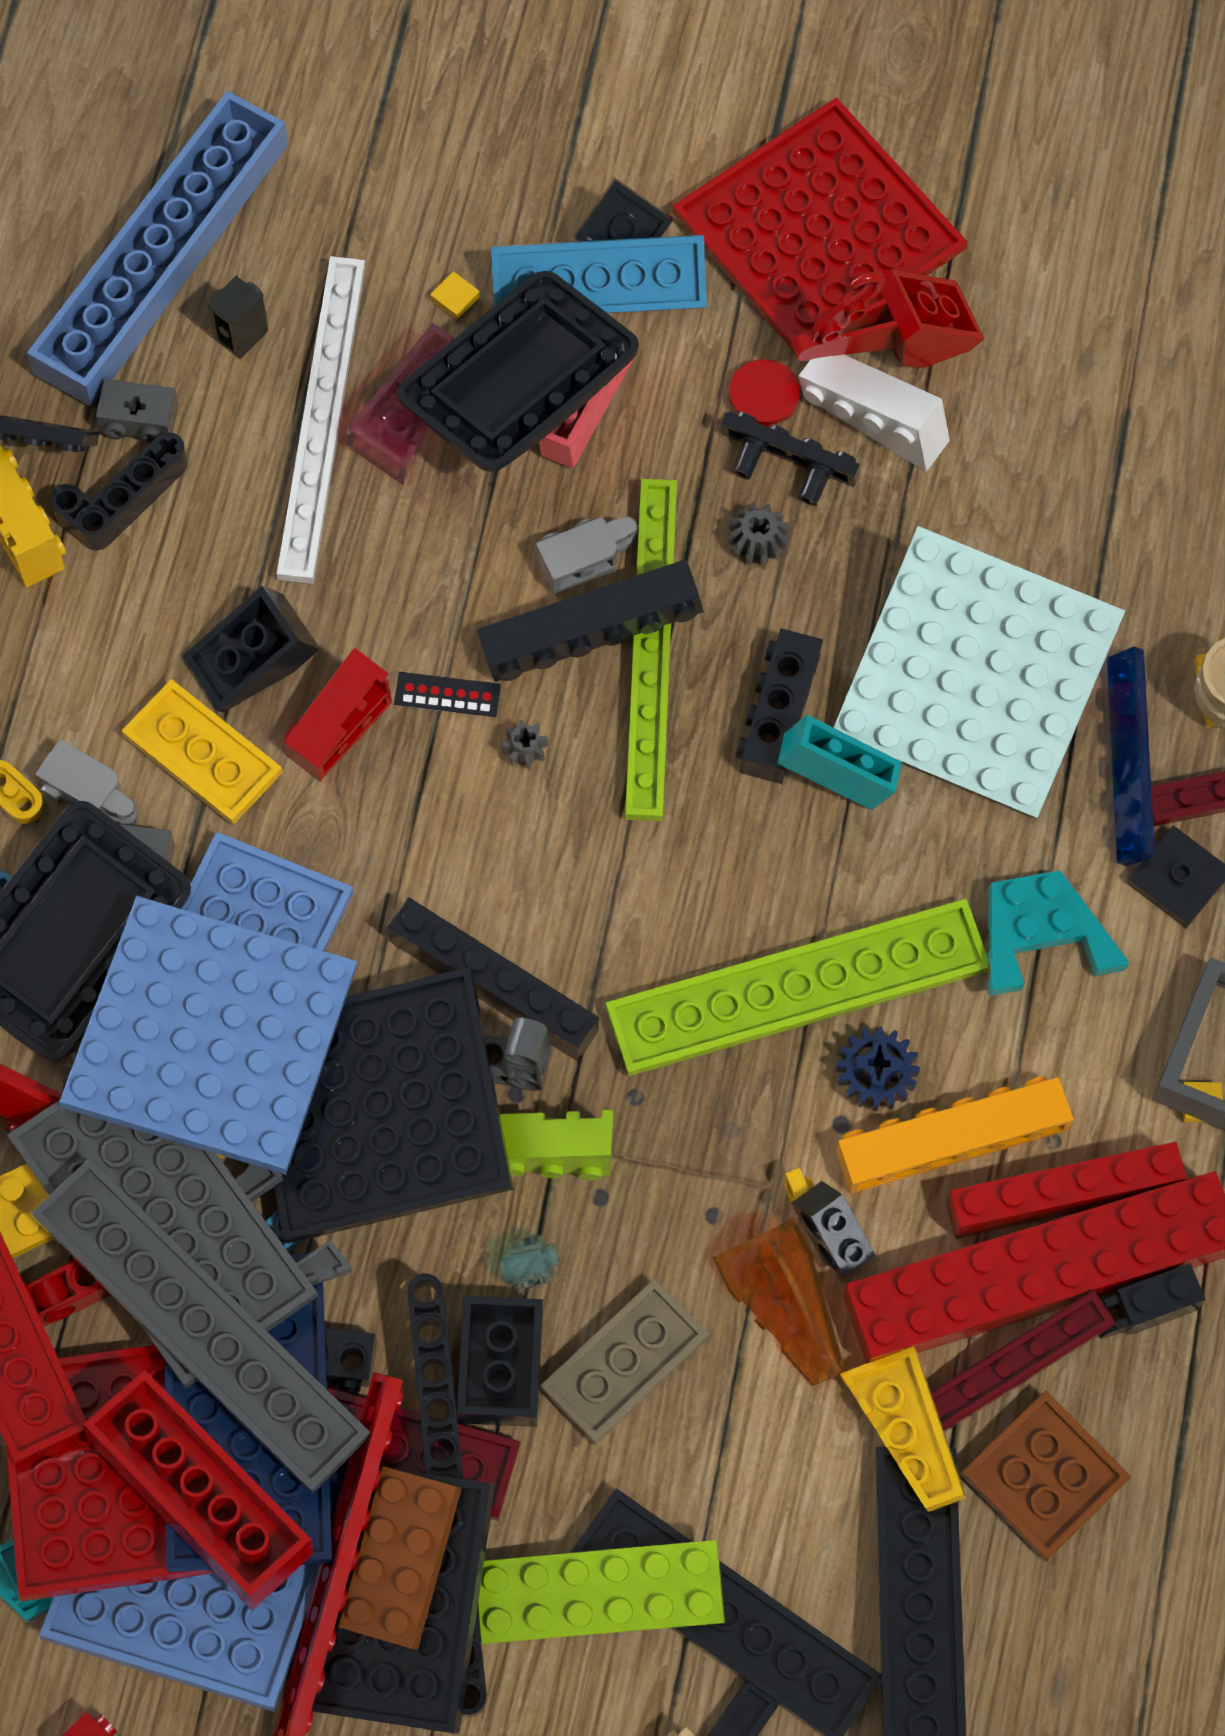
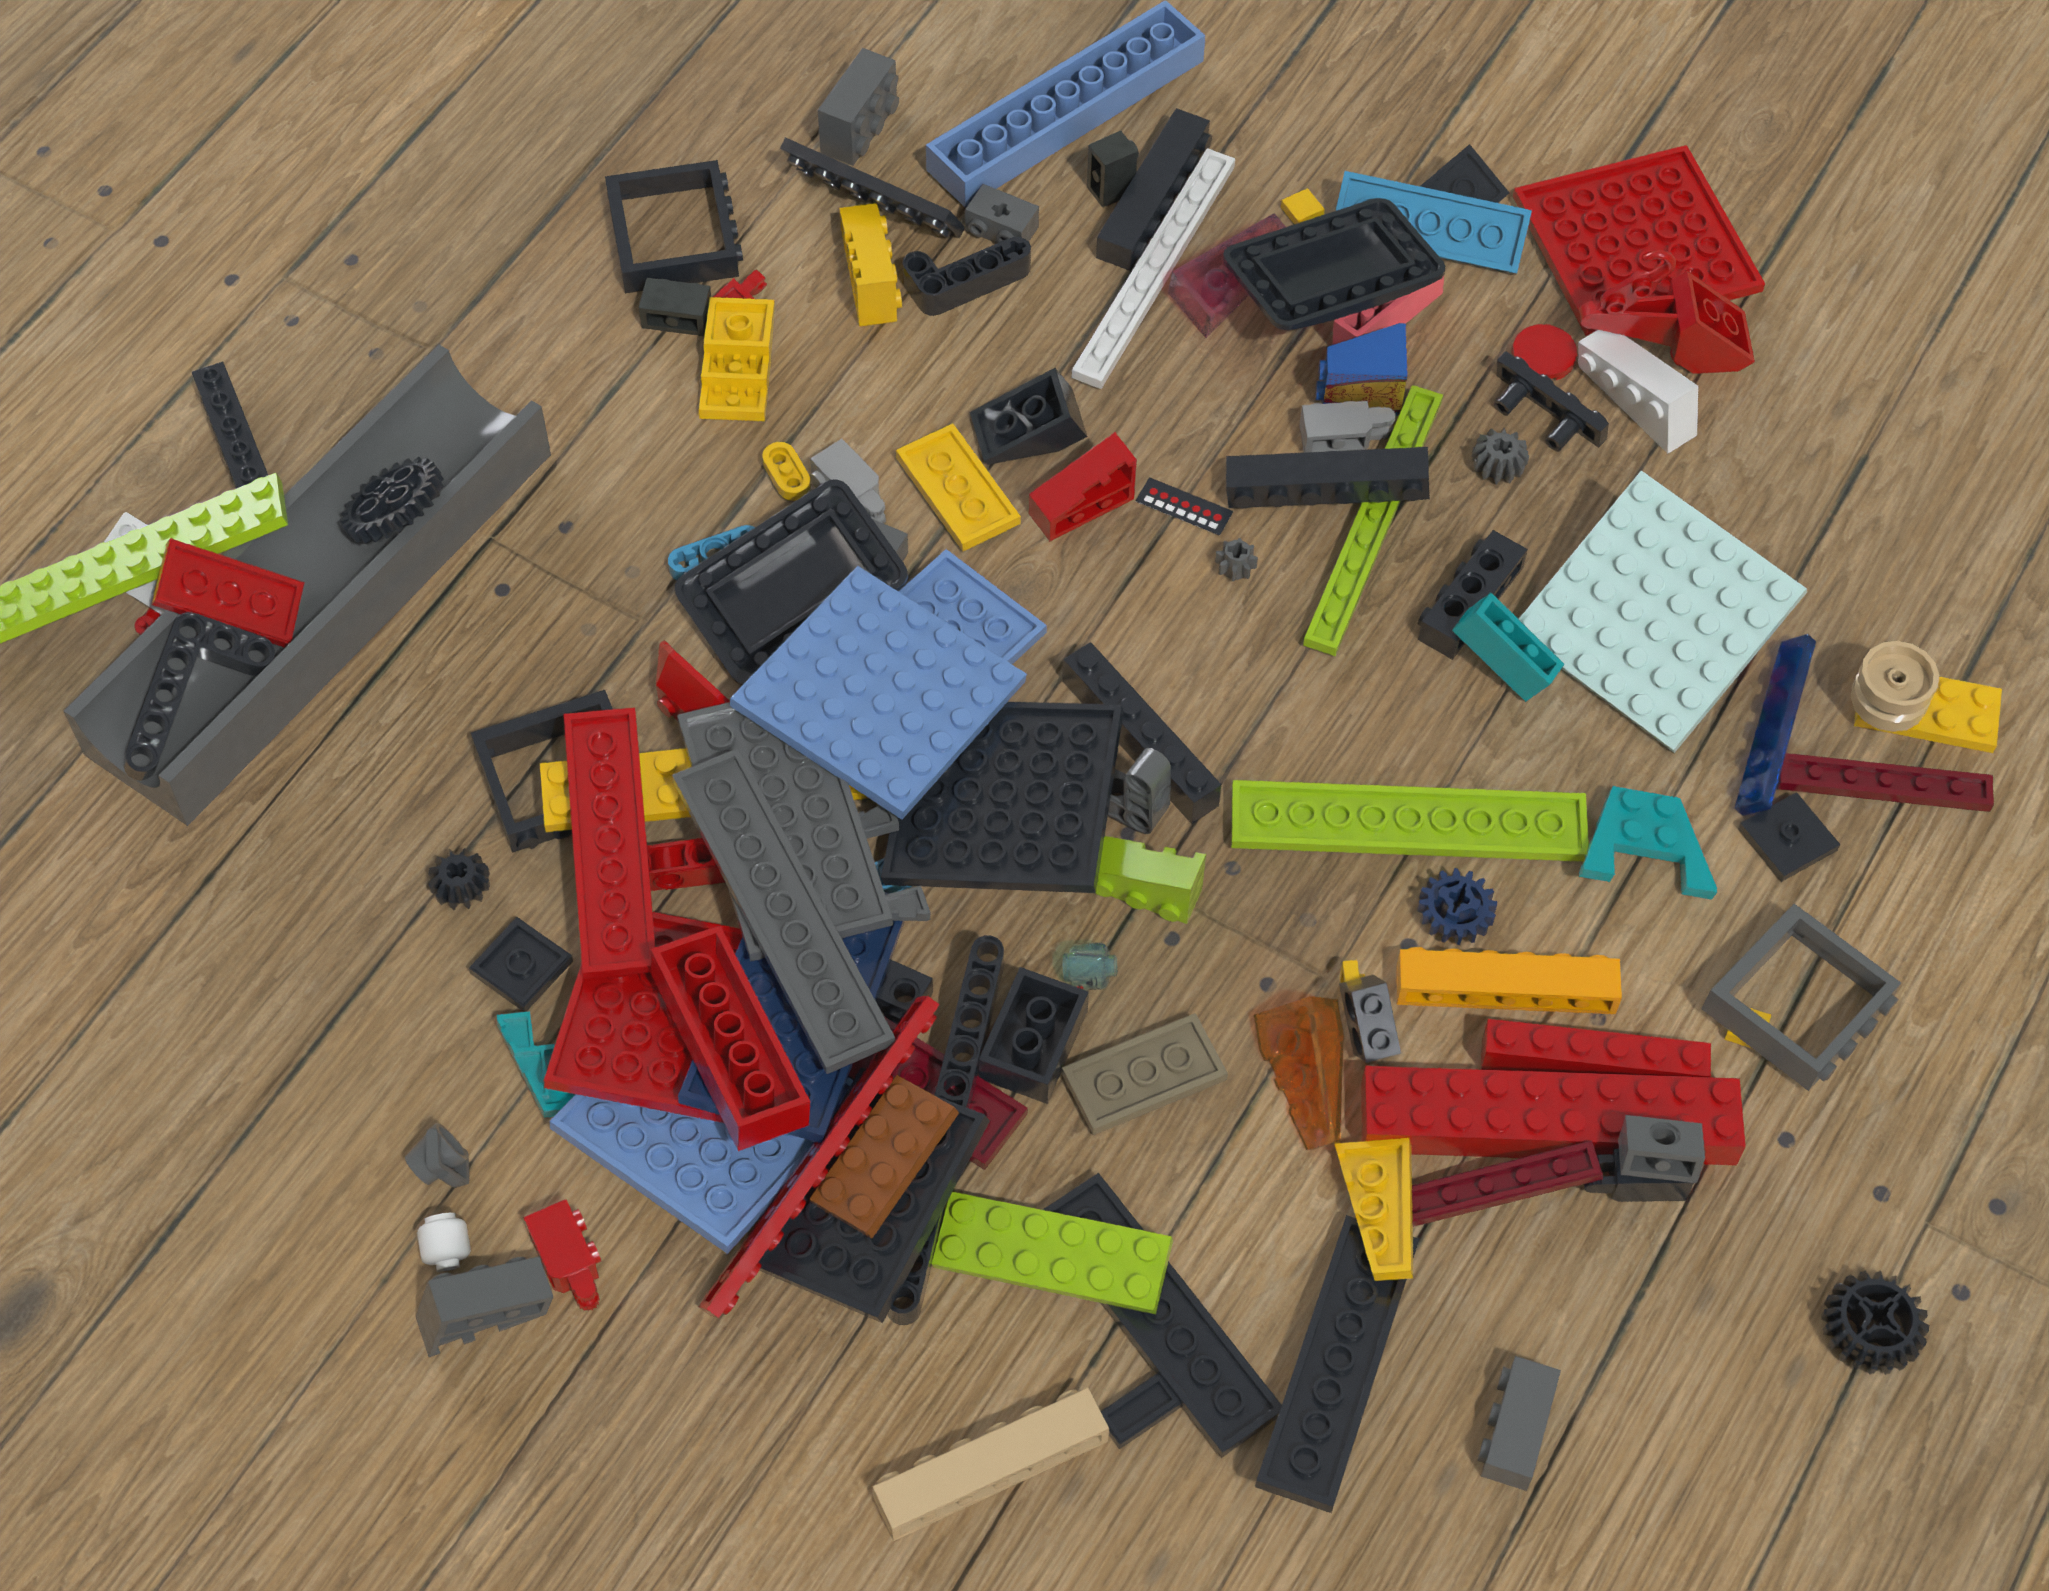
camera: 20 degrees right, 10 degrees down
(289, 324) = (1153, 189): none -> black brick
(591, 482) = (1366, 370): none -> blue slope
(1045, 1475) = (1495, 1291): dark orange plate -> none
(1112, 1608) = (1518, 1422): none -> dark grey brick
(1150, 1295) = (1661, 1149): none -> dark grey brick

